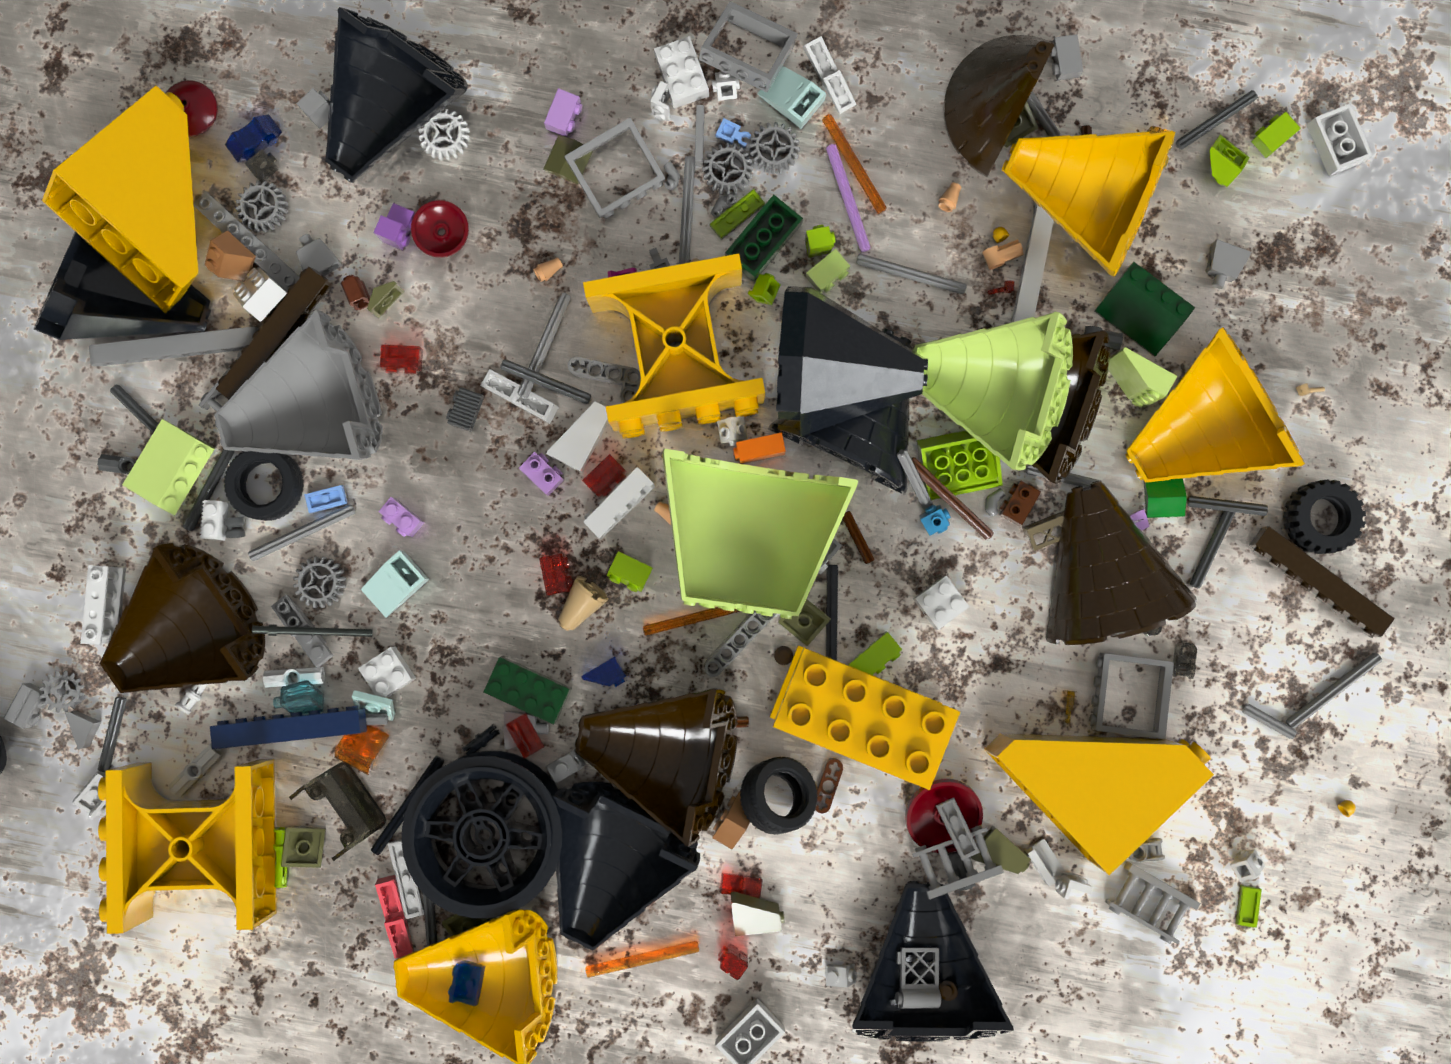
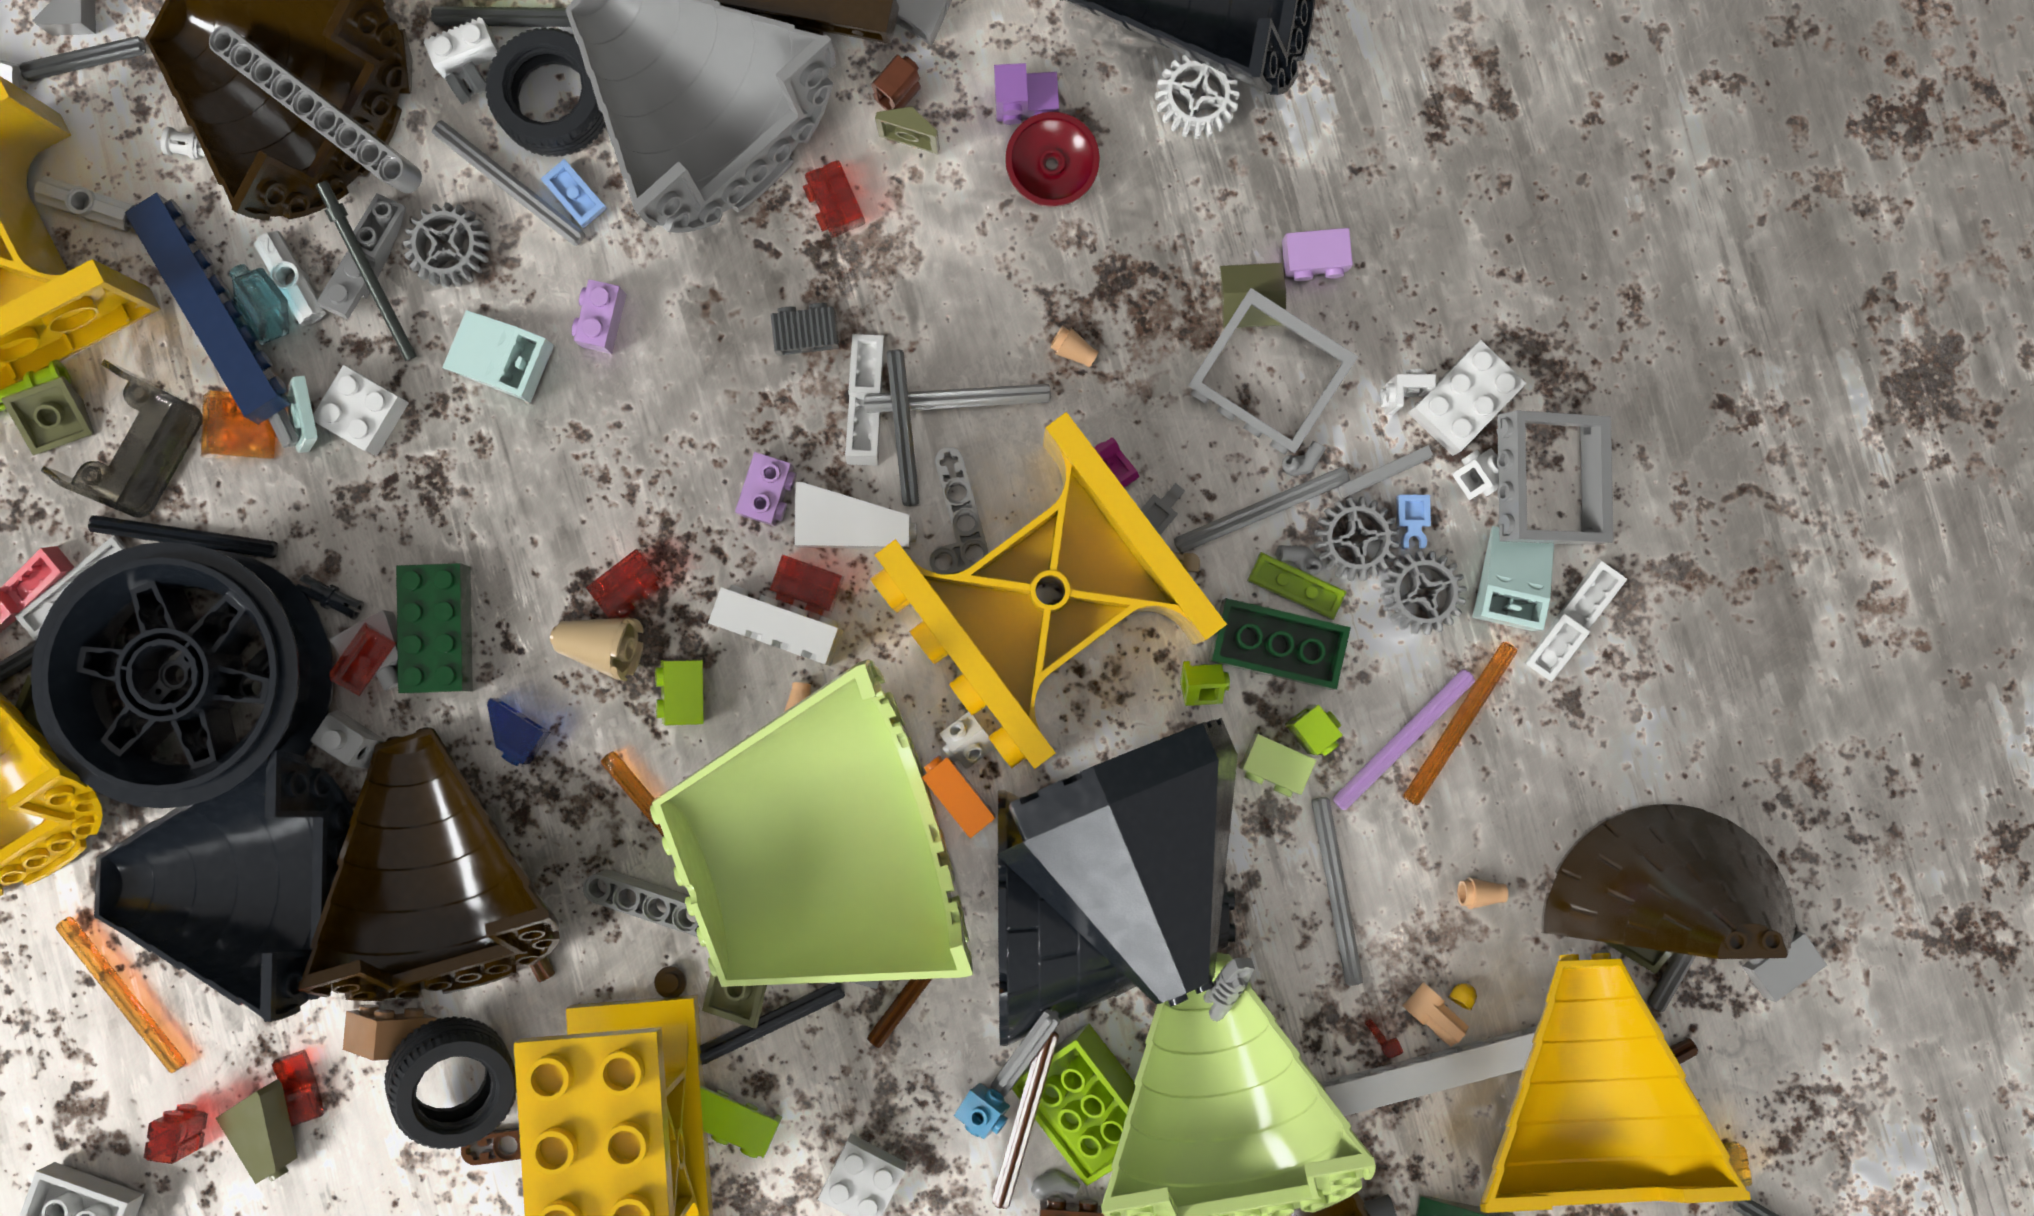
camera: 55 degrees right, 0 degrees up
(216, 610) = (315, 110): none -> light grey beam
(932, 351) = (1229, 986): none -> light grey hinge

